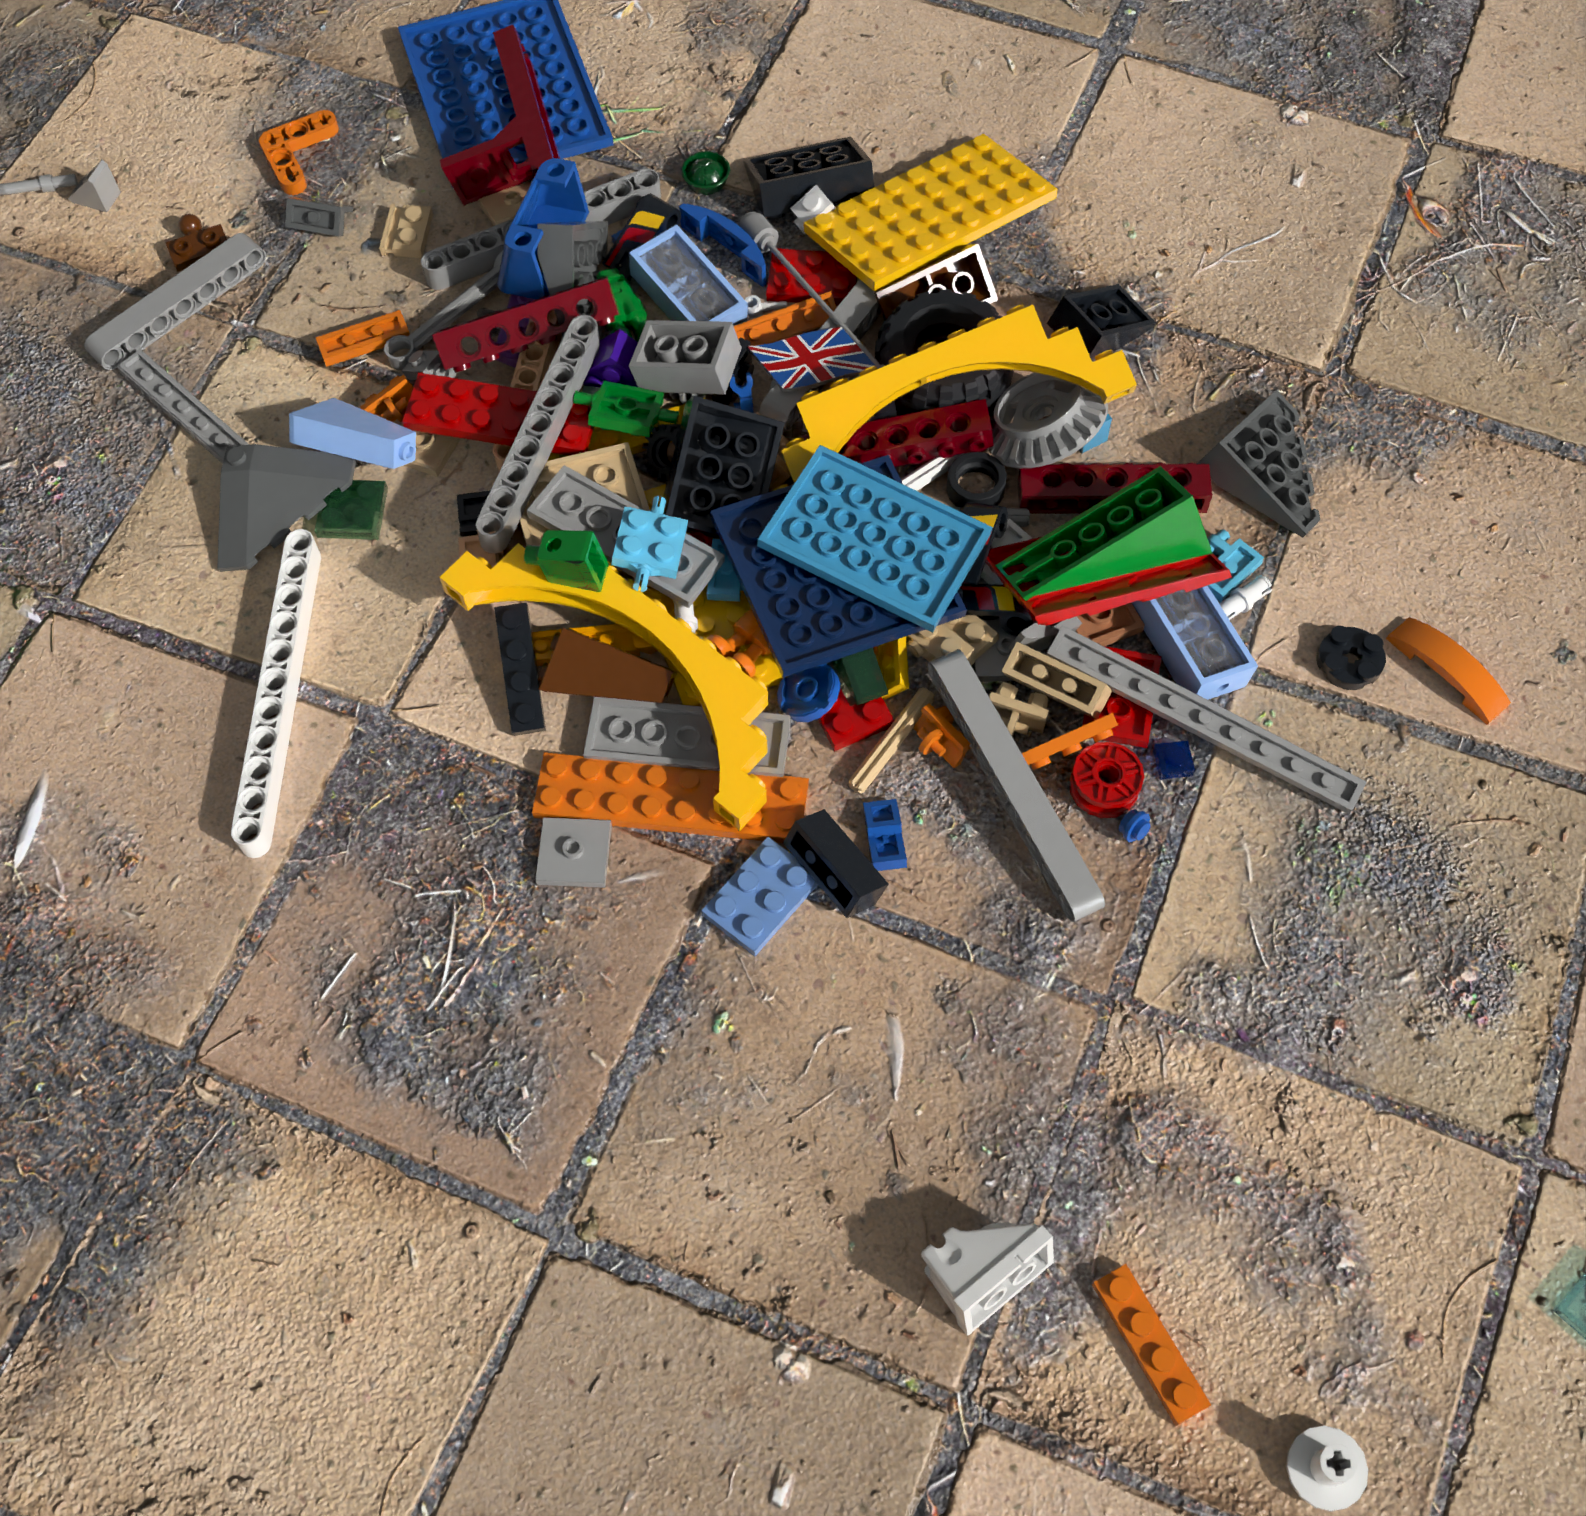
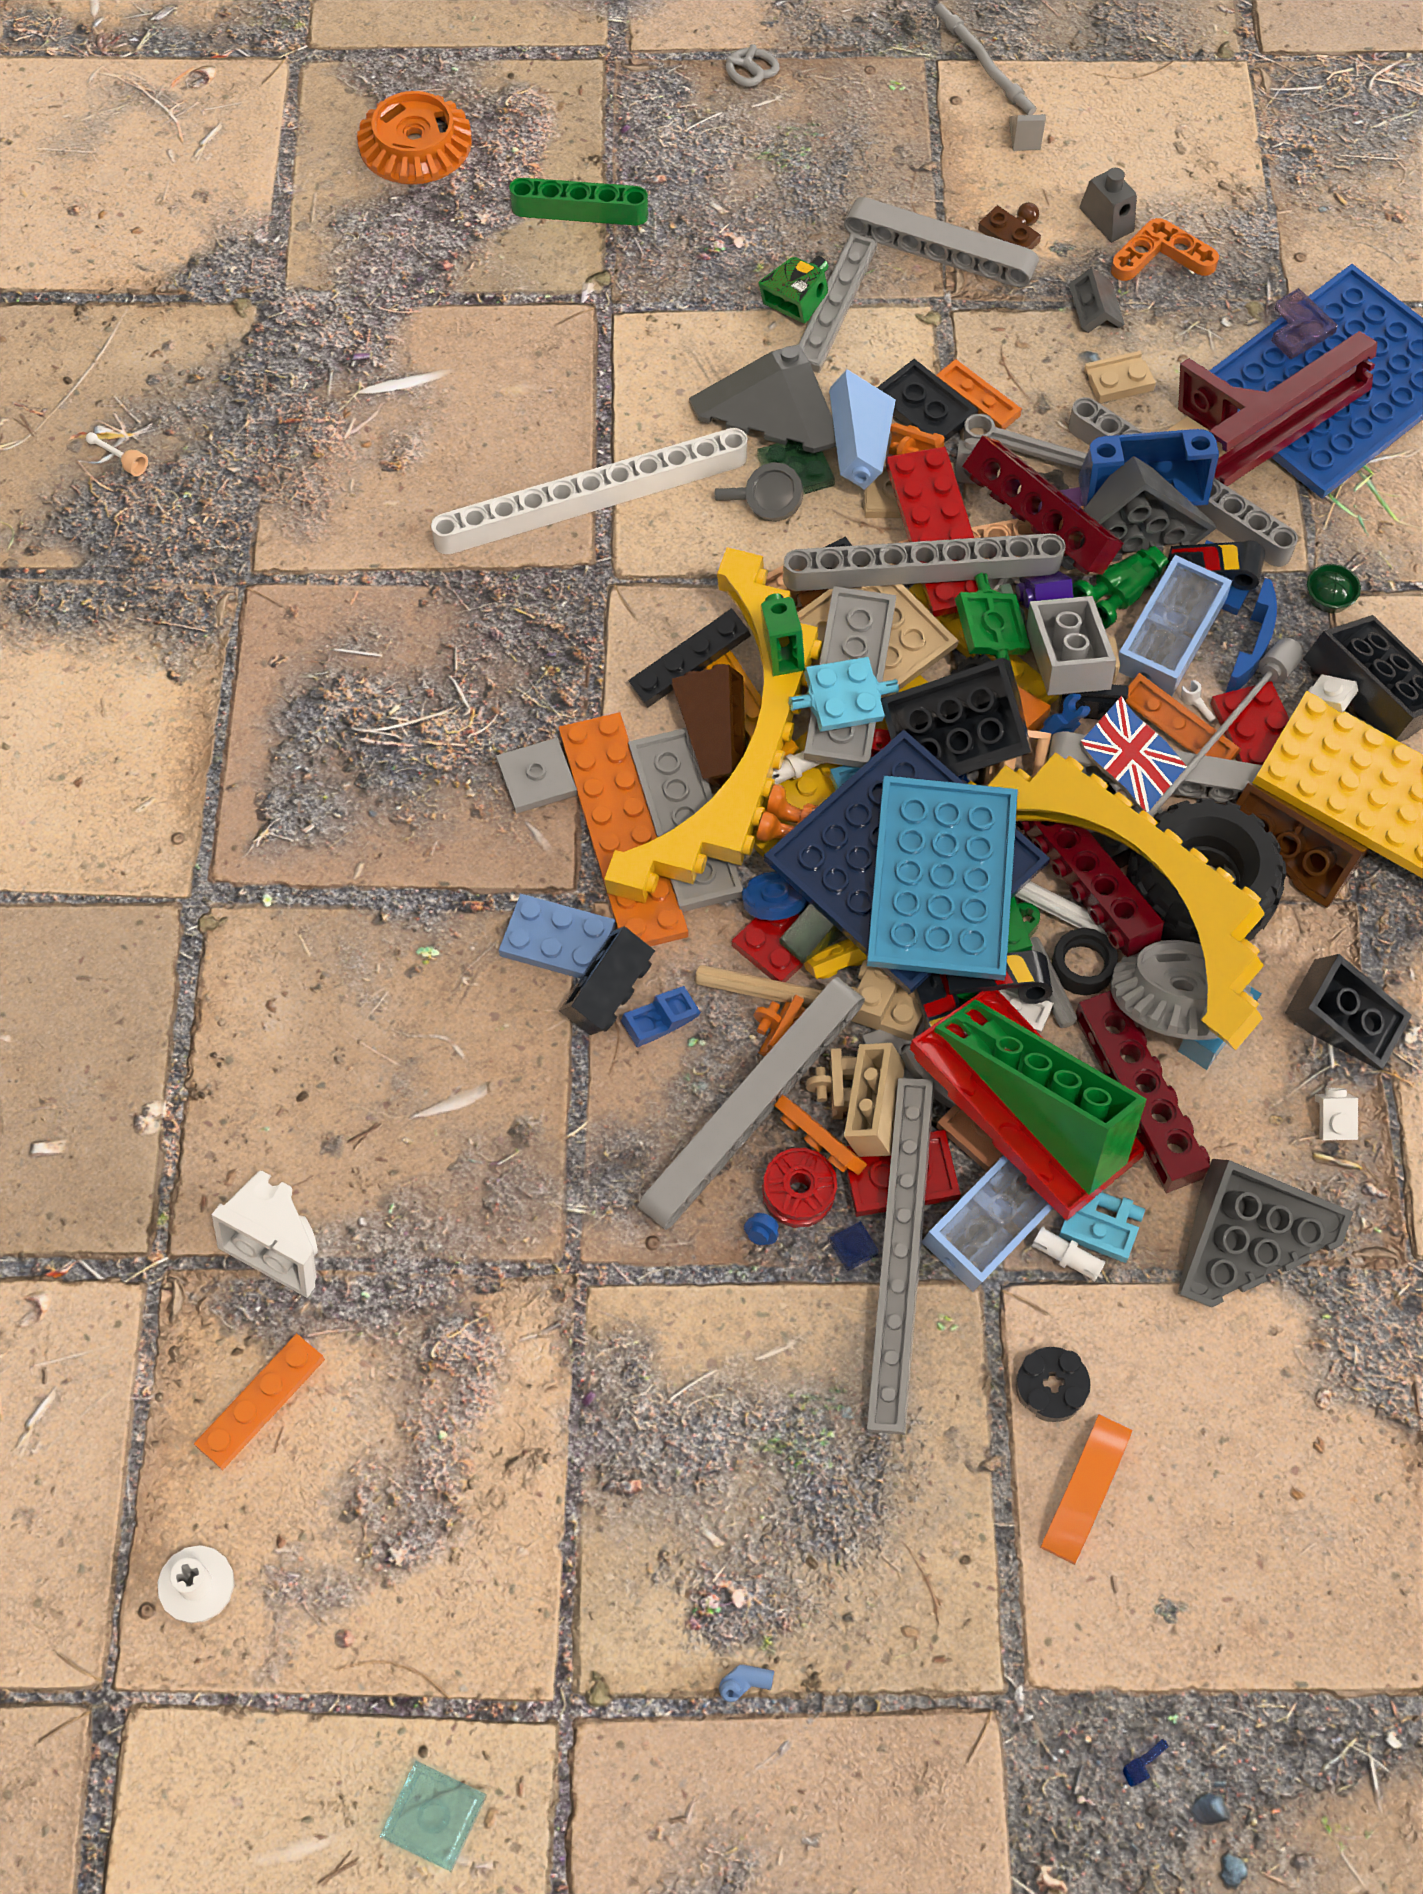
camera: 65 degrees right, 0 degrees up
(154, 429) = (796, 287): none -> green torso
(225, 158) = (1110, 204): none -> dark grey torso
(346, 376) = (927, 401): none -> black plate
(372, 536) = (771, 492): none -> dark grey piece
(443, 74) = (1306, 325): none -> clear purple plate
(1188, 365) = (1338, 1115): none -> white bracket
(1546, 997) = (742, 1679): none -> medium blue arm

